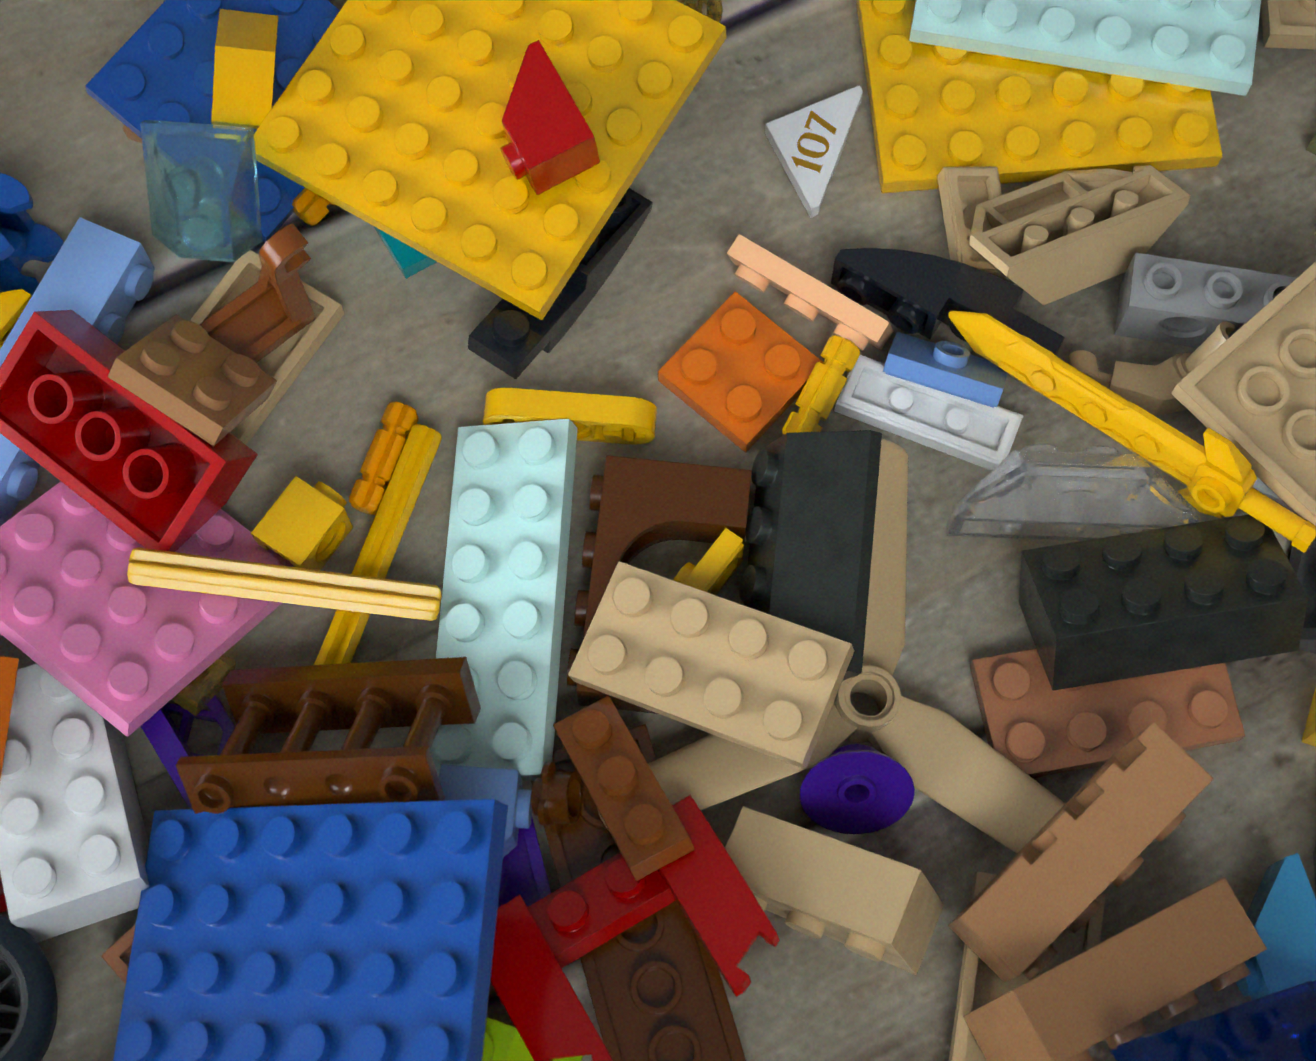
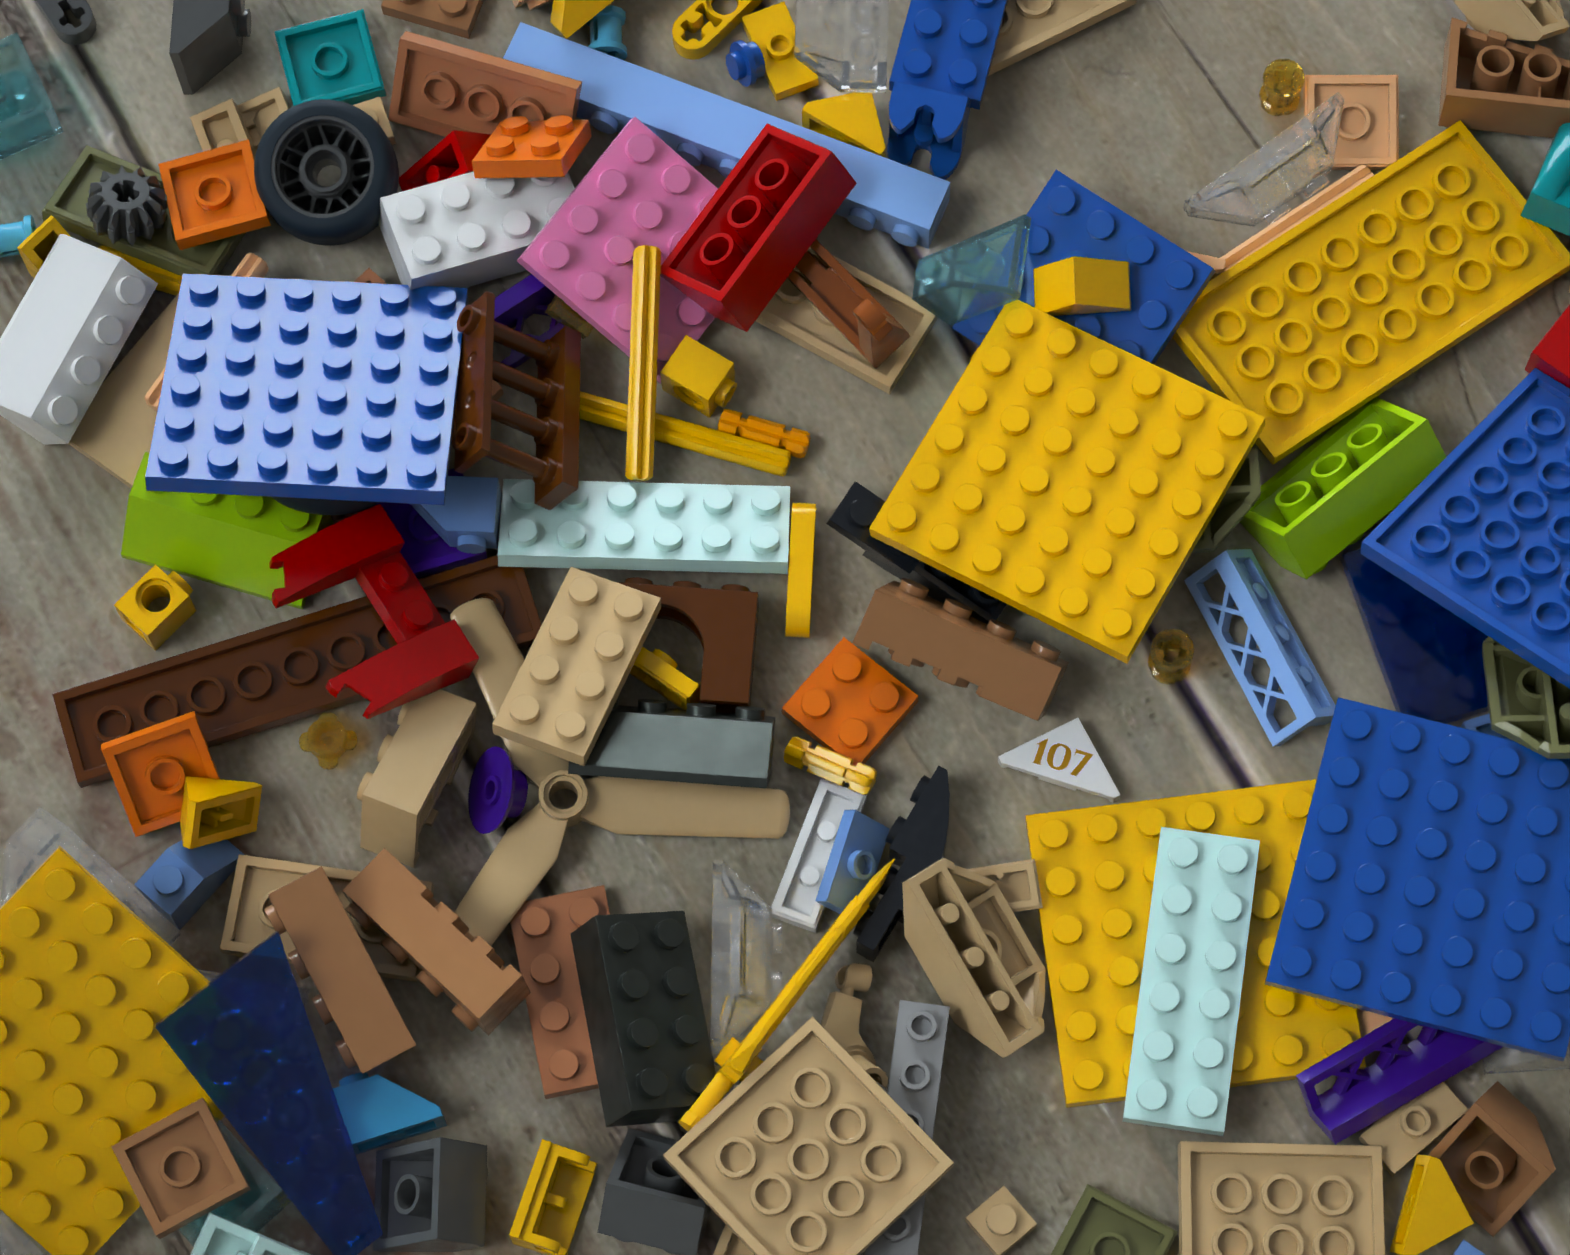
camera: 90 degrees right, 0 degrees up
(193, 378) = (795, 275): medium nougat plate -> none
(545, 126) = (1017, 512): red slope -> none
(556, 797) = (480, 567): reddish brown plate -> none
(623, 788) = (484, 610): dark orange plate -> none
(685, 232) = (962, 647): none -> medium nougat wedge
(775, 1035) = (324, 727): none -> clear yellow plate
(808, 295) = (915, 752): light nougat plate -> none

